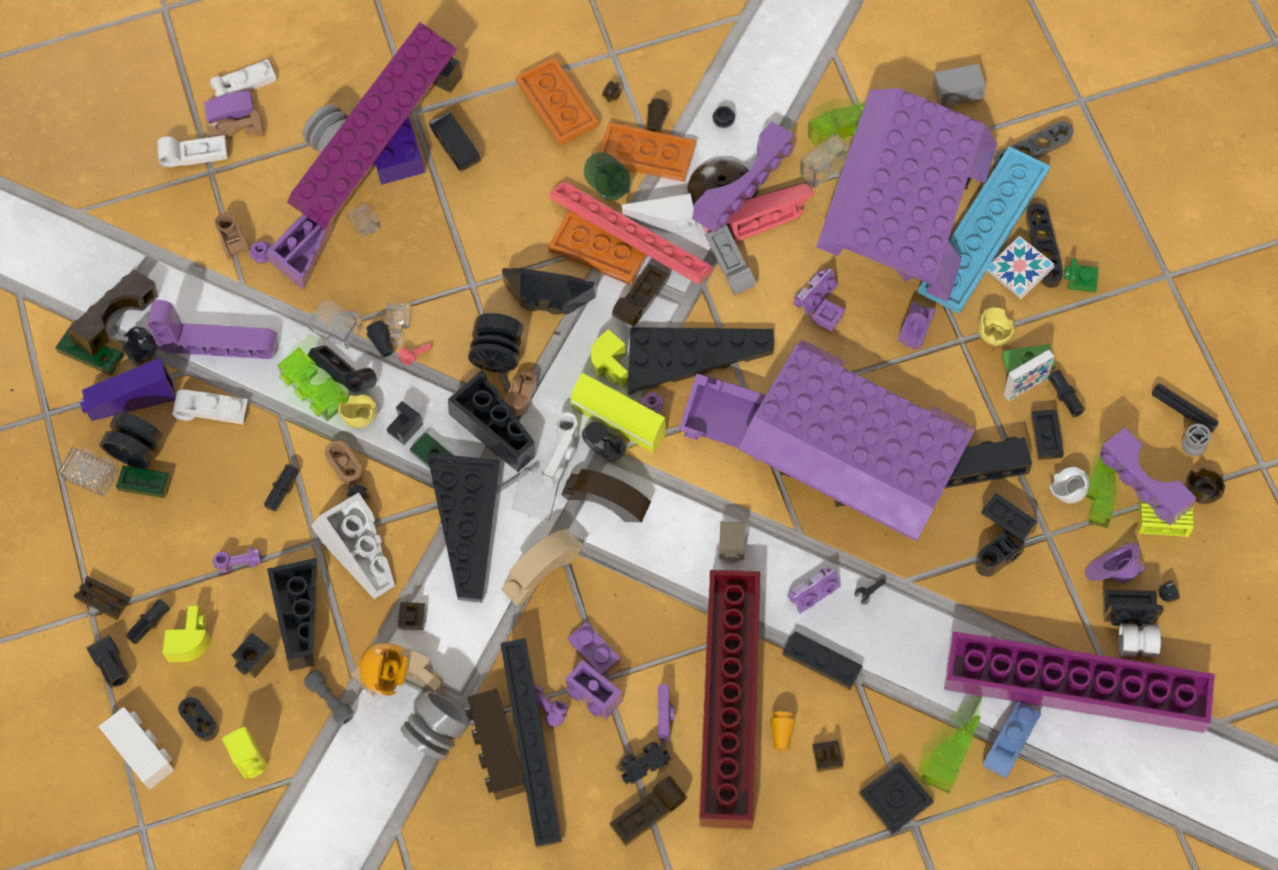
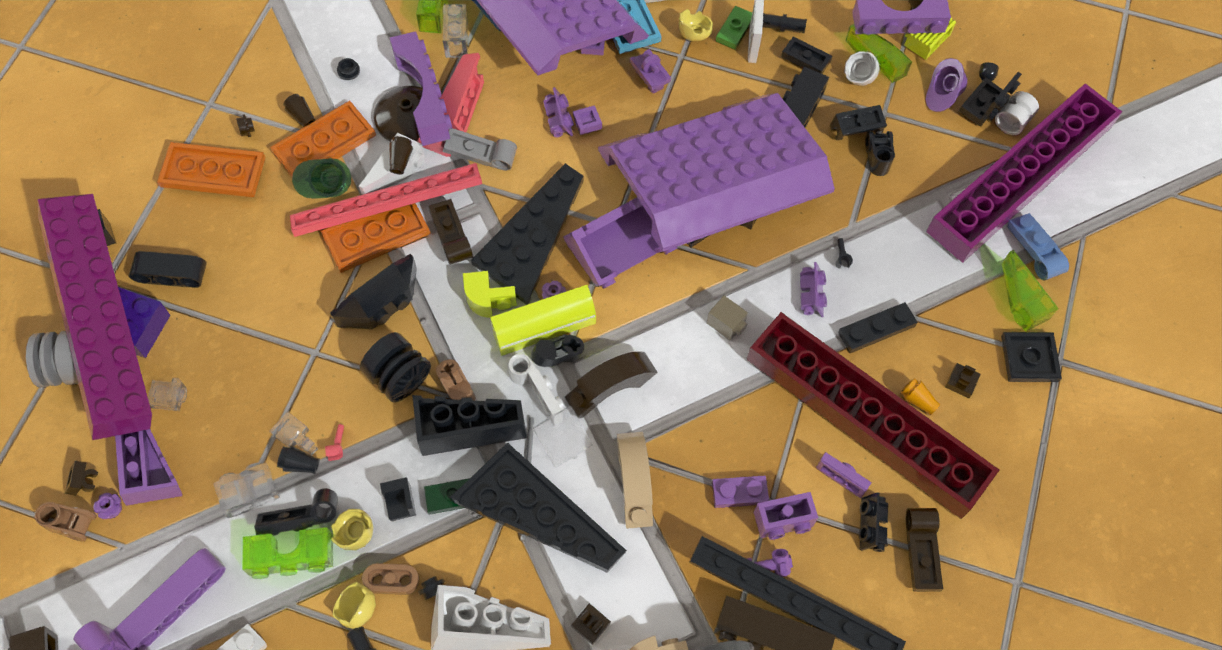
camera: 60 degrees left, 0 degrees up
(264, 217) = (77, 477): none -> dark brown tile
(306, 454) = (354, 606): none -> light yellow hair
(668, 209) = (400, 152): none -> dark brown cone

